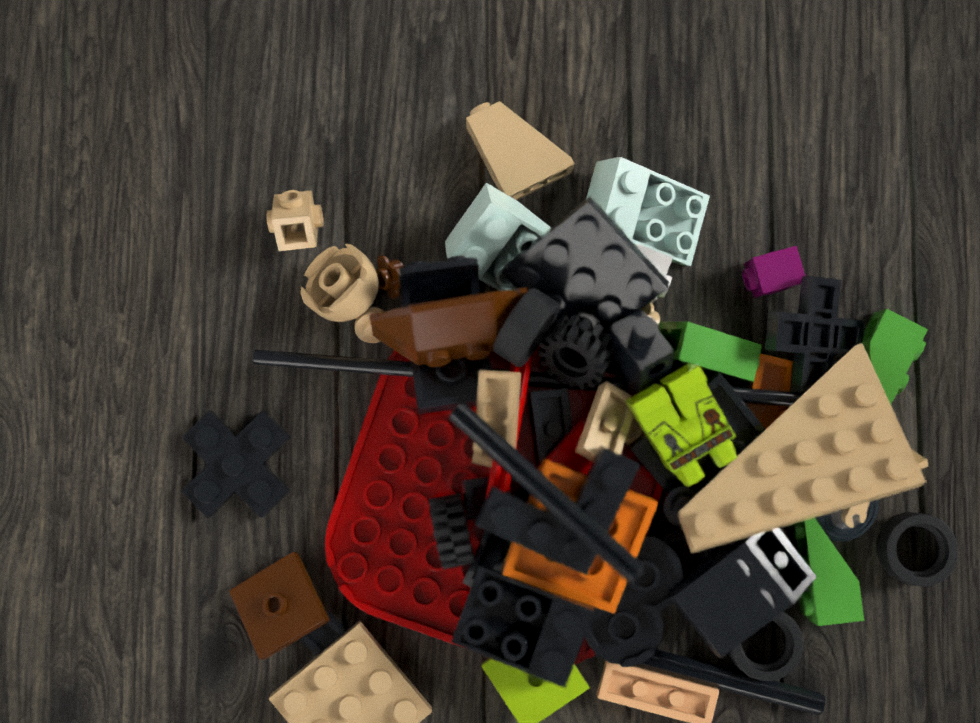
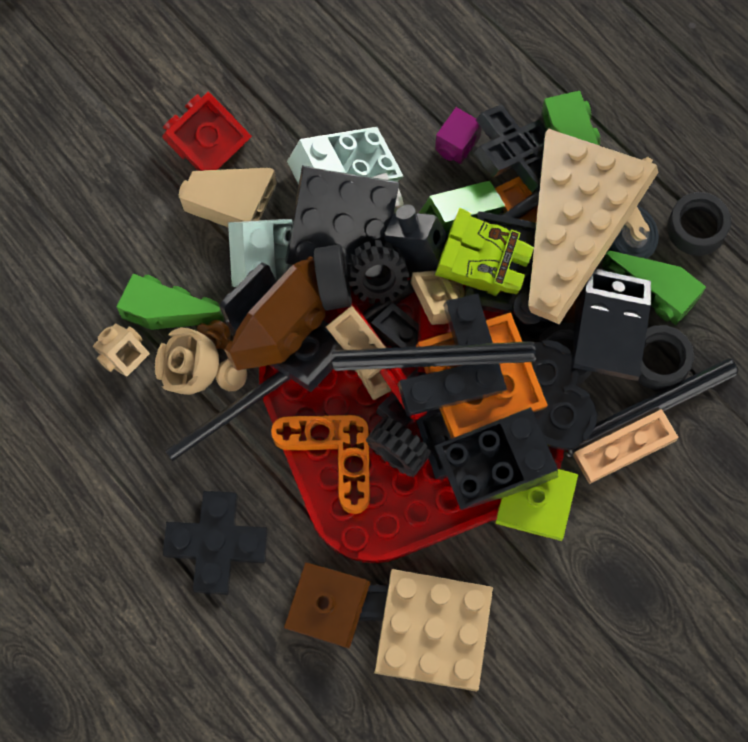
camera: 35 degrees left, 15 degrees down
(362, 204) = (161, 307): none -> bright green slope
(409, 469) = (336, 440): none -> orange beam
(545, 71) = (205, 133): none -> red plate

